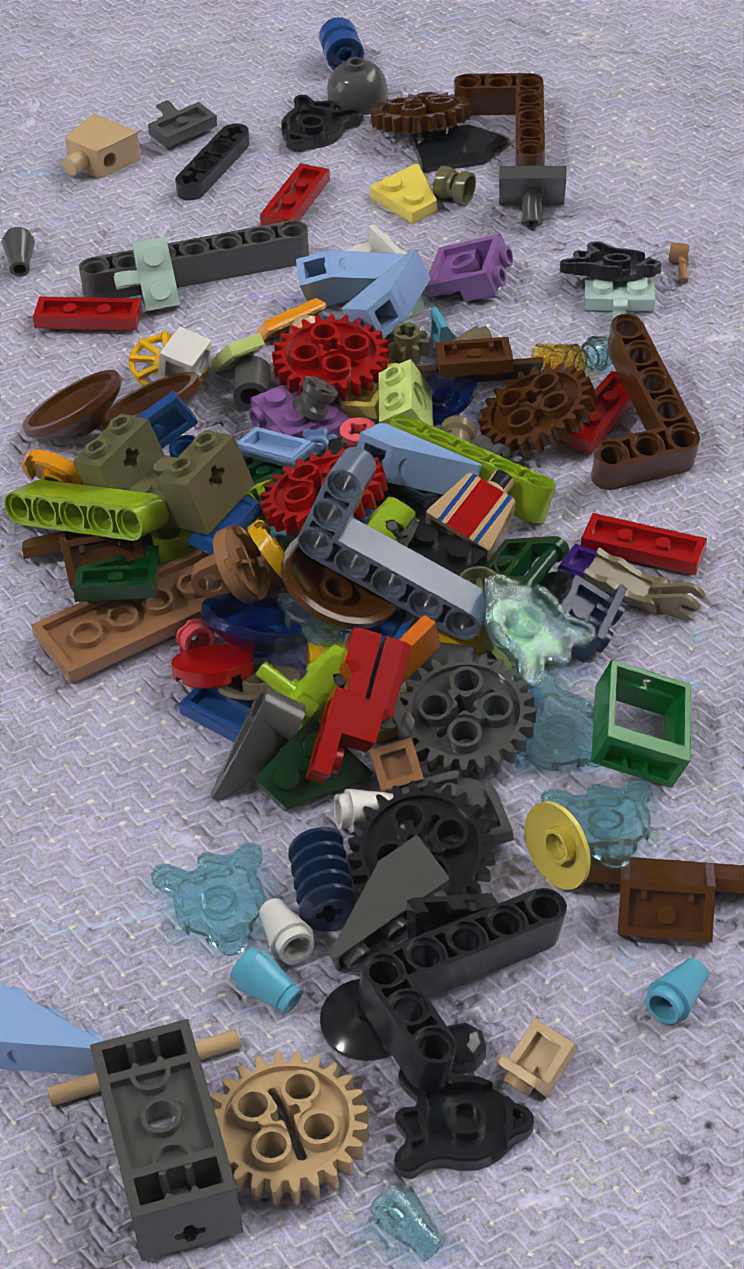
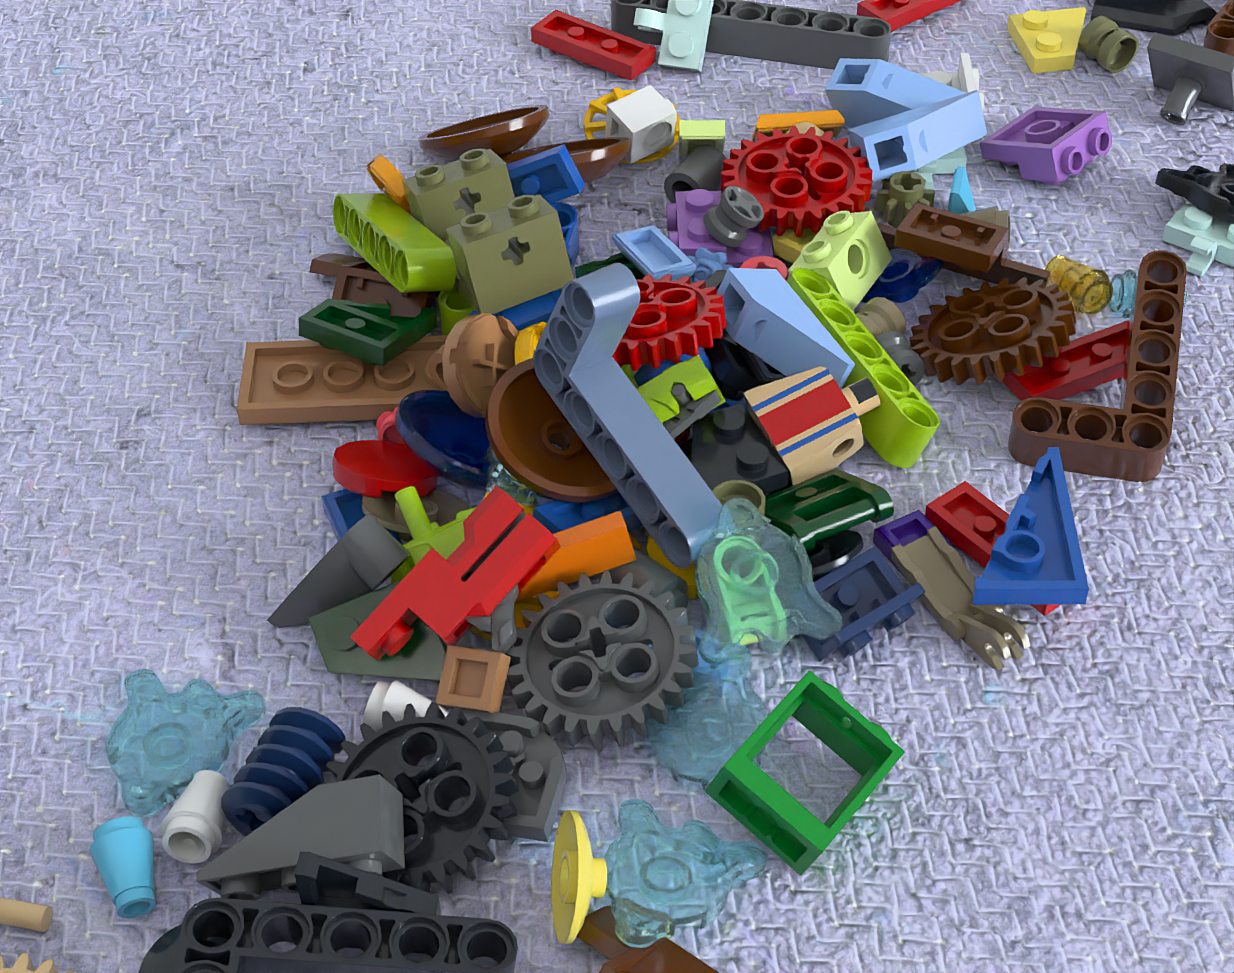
camera: 30 degrees right, 0 degrees up
(672, 532) = (1040, 549): none -> blue wing

